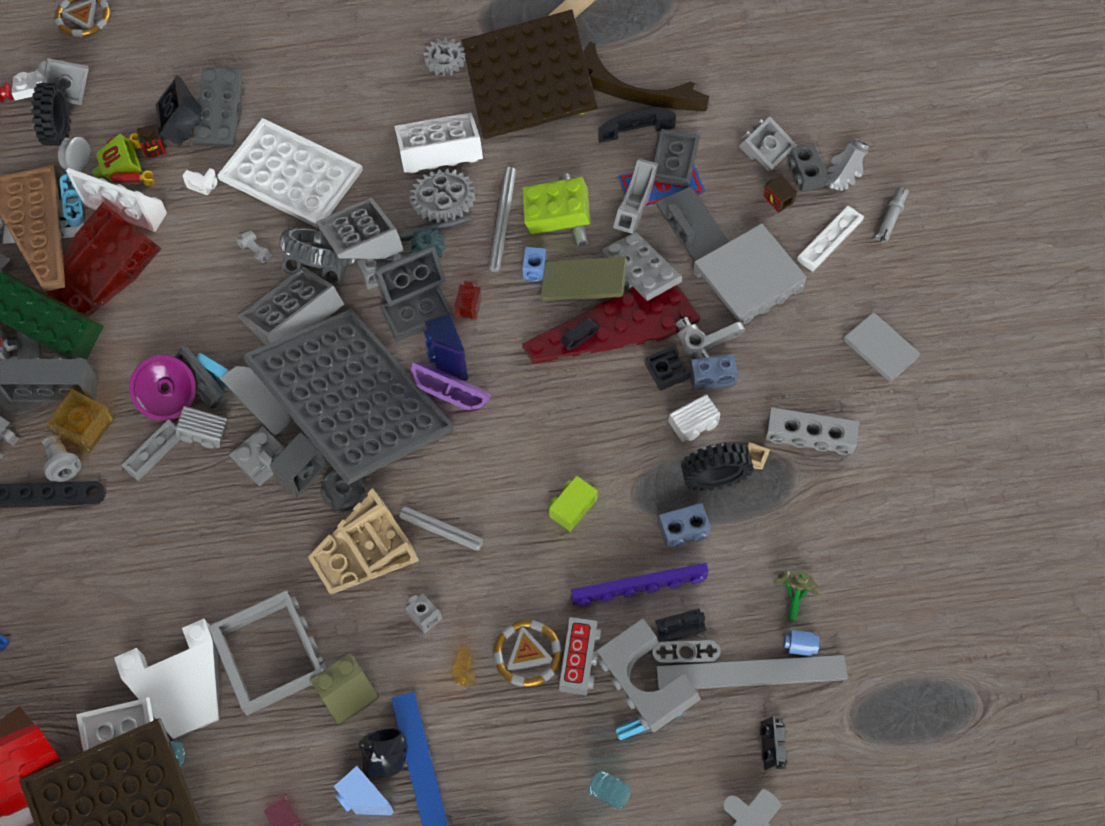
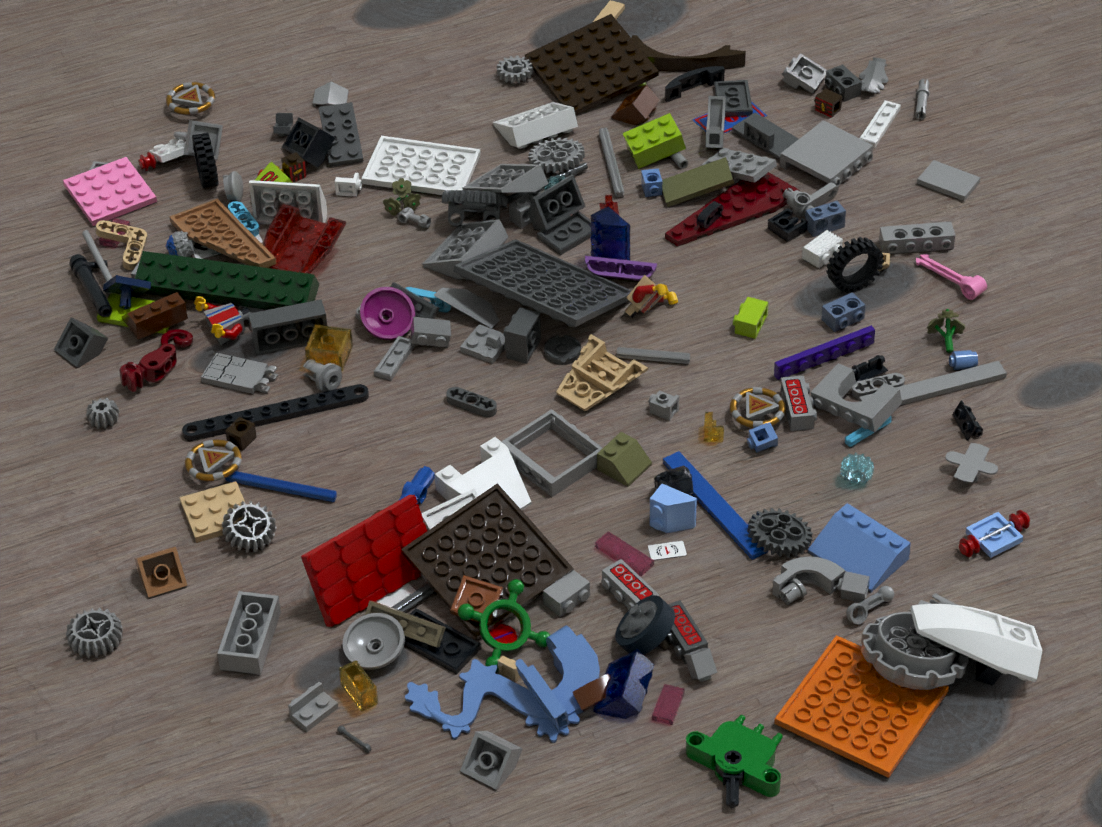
camera: 15 degrees left, 20 degrees down
(90, 668) = (419, 484): none -> blue piece
(166, 75) = (283, 124): none -> dark grey bracket
(213, 551) = (459, 397): none -> dark grey beam
(235, 45) = (330, 95): none -> light grey slope
(247, 209) = (401, 188): none -> olive plant
(463, 441) = (646, 295): none -> torso
(506, 704) = (765, 433): none -> medium blue brick
(559, 145) = (637, 106): none -> reddish brown slope
(851, 526) = (970, 286): none -> bright pink piece

